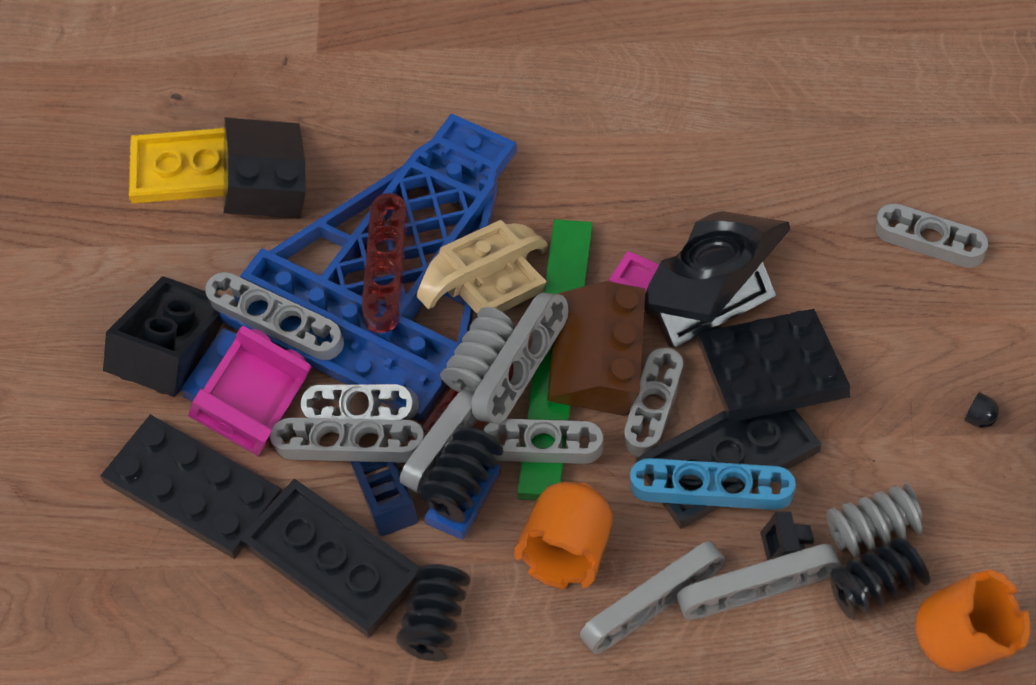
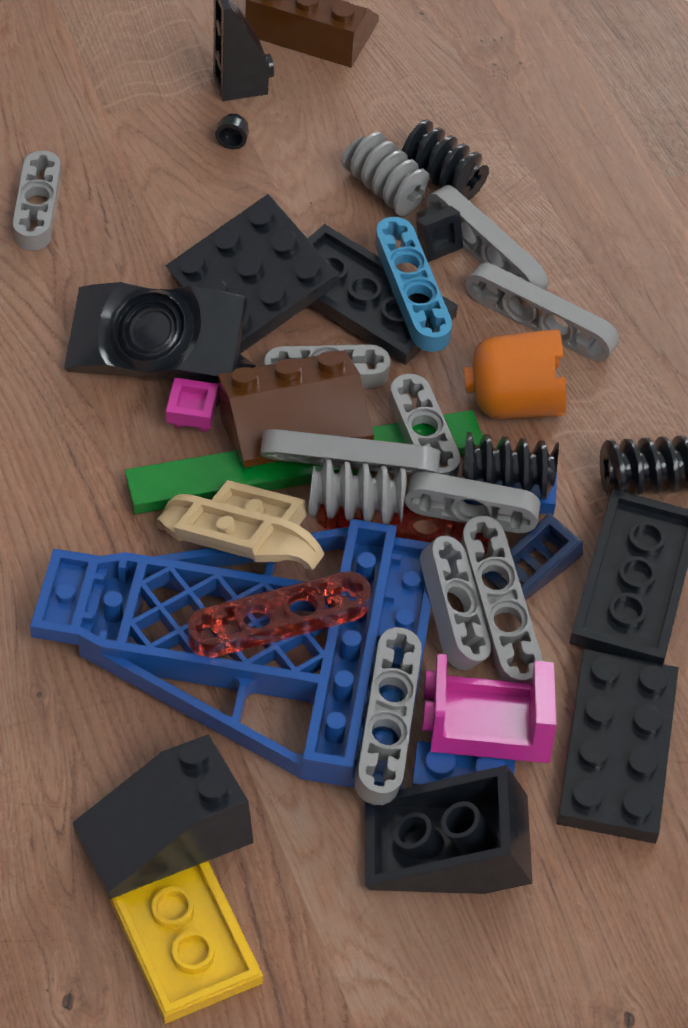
camera: 120 degrees left, 5 degrees down
(972, 622) = (470, 84): orange cylinder -> none

